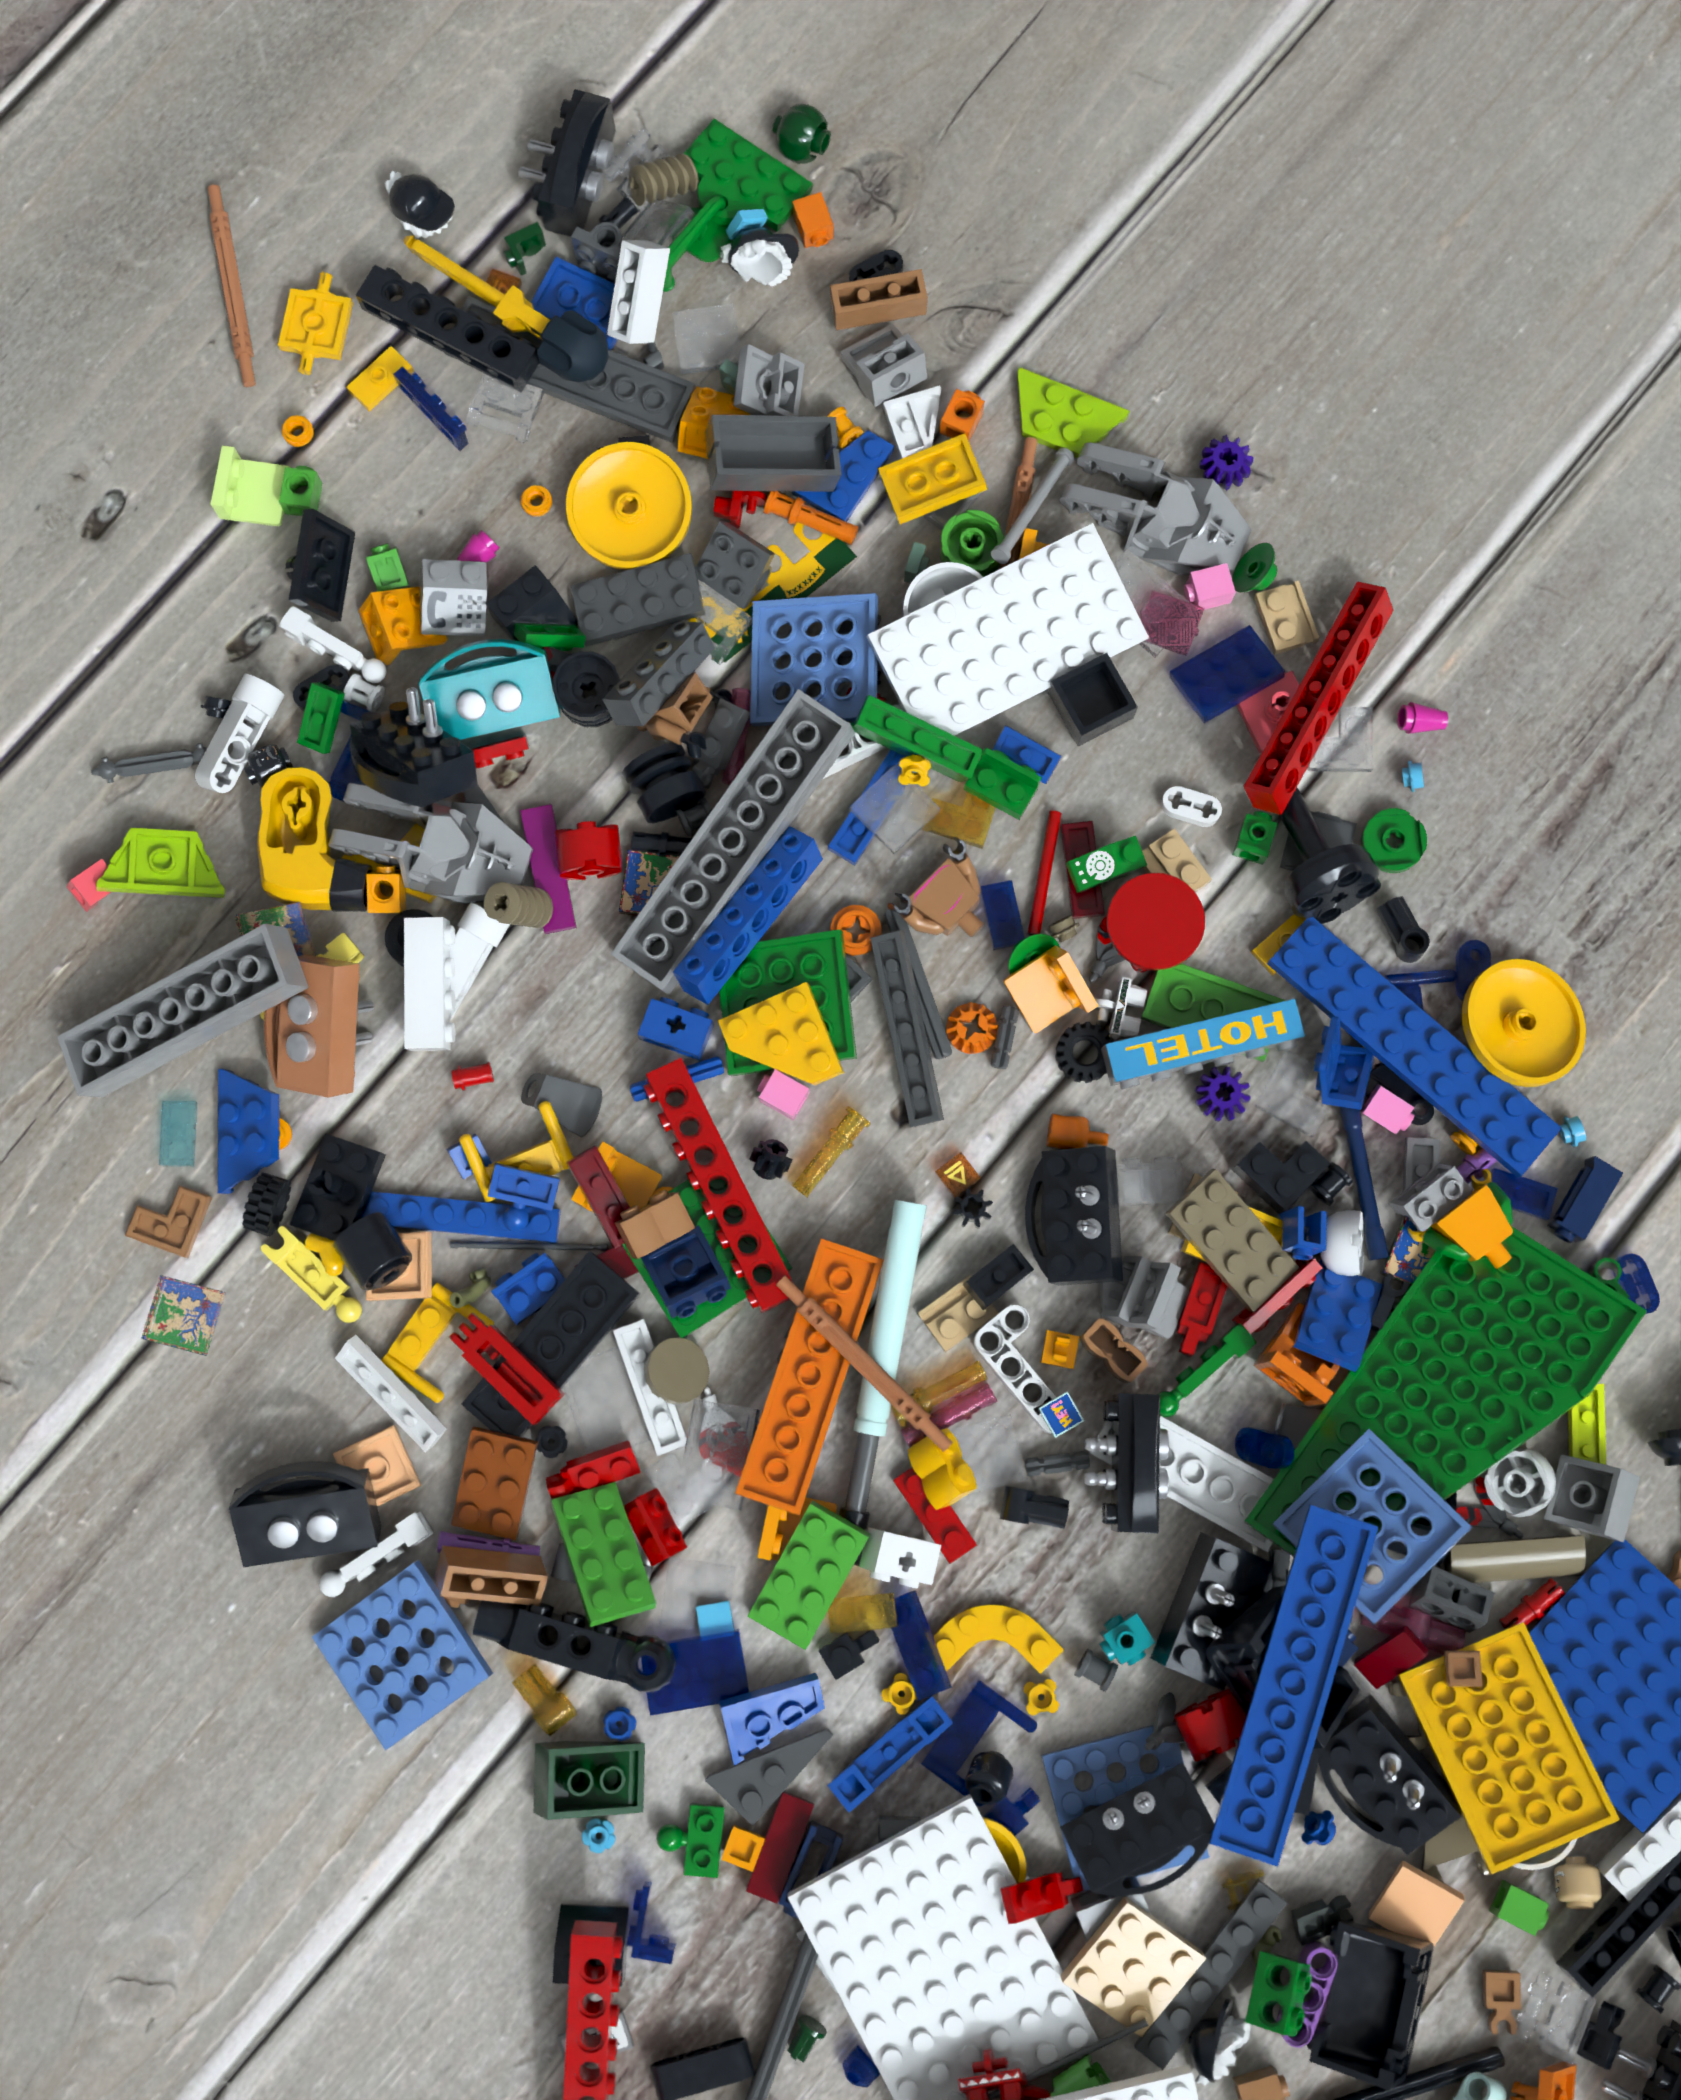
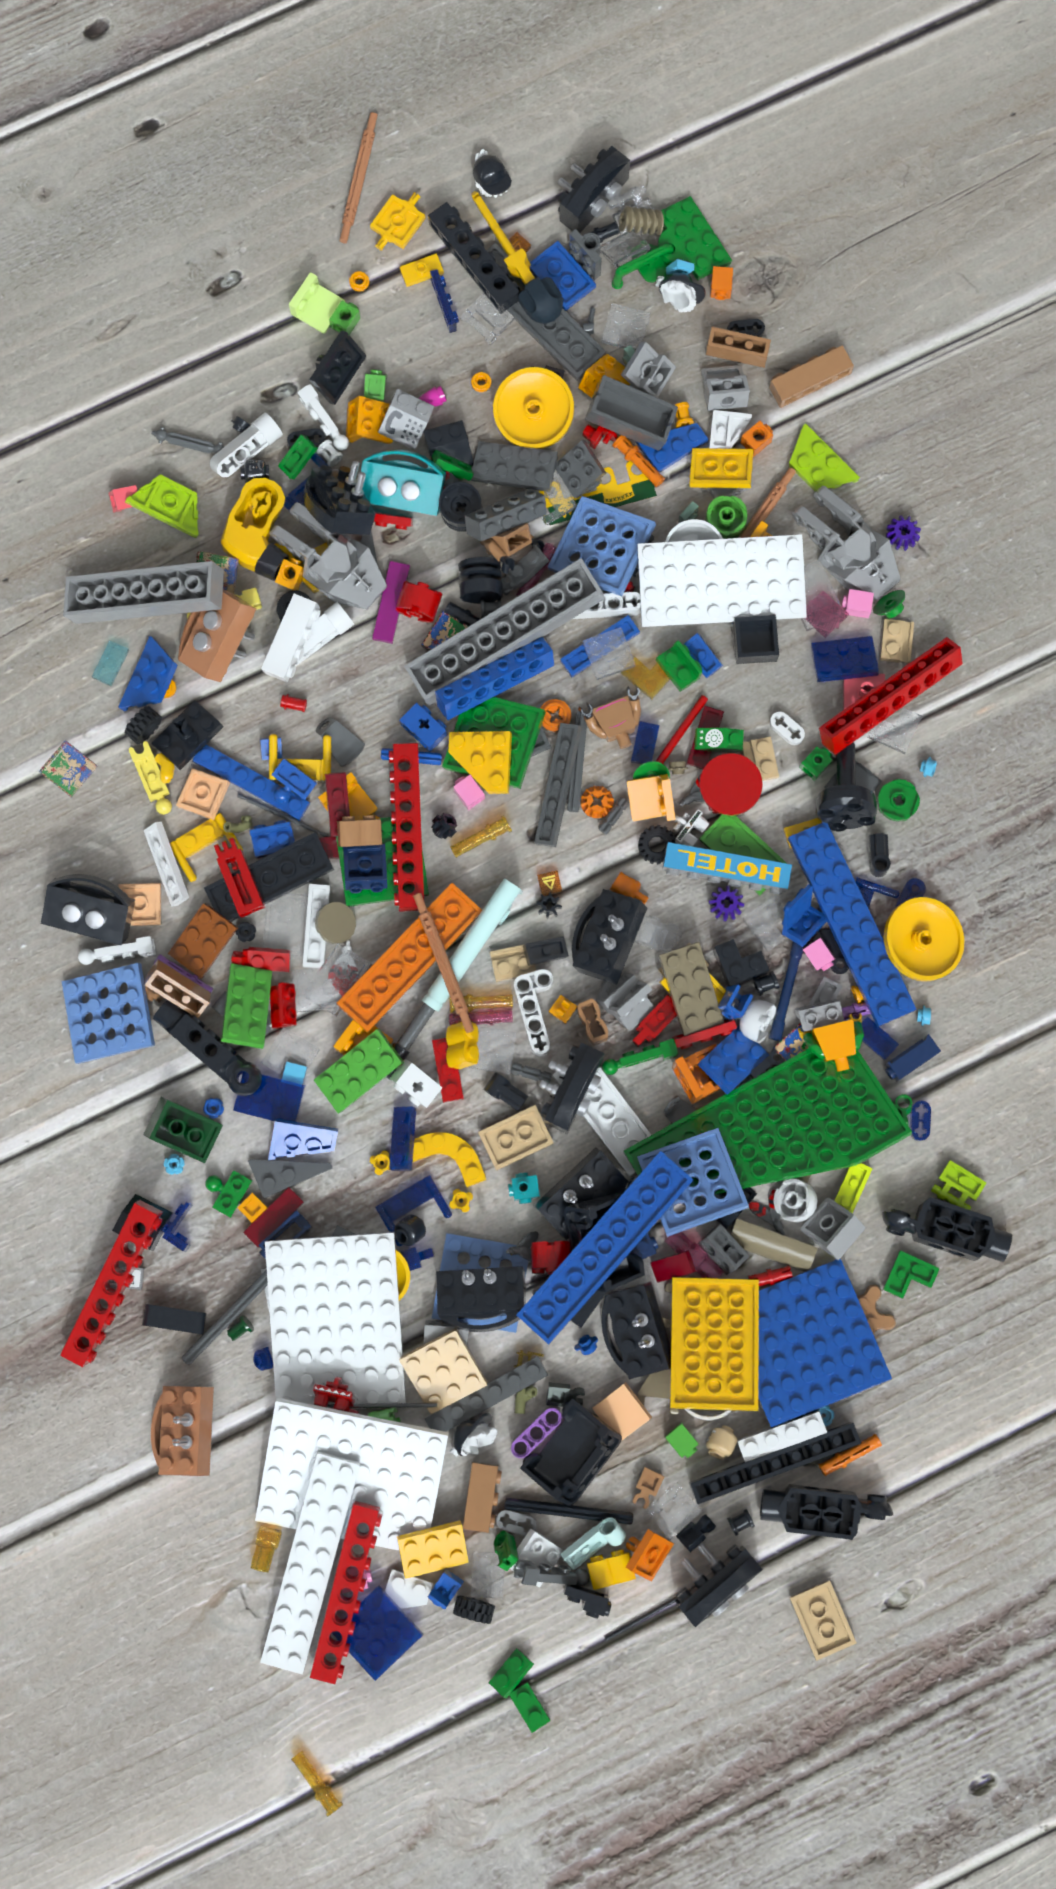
camera: 25 degrees right, 0 degrees up
(176, 1230) = (85, 718): medium nougat tile -> none
(373, 1251) = (191, 777): black piece -> none
(518, 905) = (363, 615): dark tan piece -> none
(523, 243) = (541, 224): dark green bracket -> none
(549, 1706) = (178, 1080): clear yellow piece -> none
(638, 291) = (595, 282): white brick -> none
(801, 131) = (738, 226): dark green plant -> none
(844, 1653) = (359, 1126): black plate -> none
(862, 1613) = (380, 1106): clear yellow plate -> none
(889, 1753) = (359, 1192): blue slope -> none
(914, 763) = (630, 631): yellow plate -> none
(916, 737) = (639, 617): green panel -> none
(997, 298) = (811, 376): none -> medium nougat brick
(1001, 552) = (740, 529): light grey bar -> none
(1038, 1896) = (407, 1306): red hinge -> none
(1061, 1414) = (544, 1043): tile -> none
(1078, 1569) = (515, 1137): none -> tan plate
(1096, 1670) = (499, 1199): dark grey bush -> none
(1258, 1444) = (654, 1115): clear blue plate -> none
(1269, 1991) = (515, 1417): green brick -> none
(1421, 718) = (947, 734): dark pink cone -> none
(1463, 1669) = (710, 1289): medium nougat tile -> none

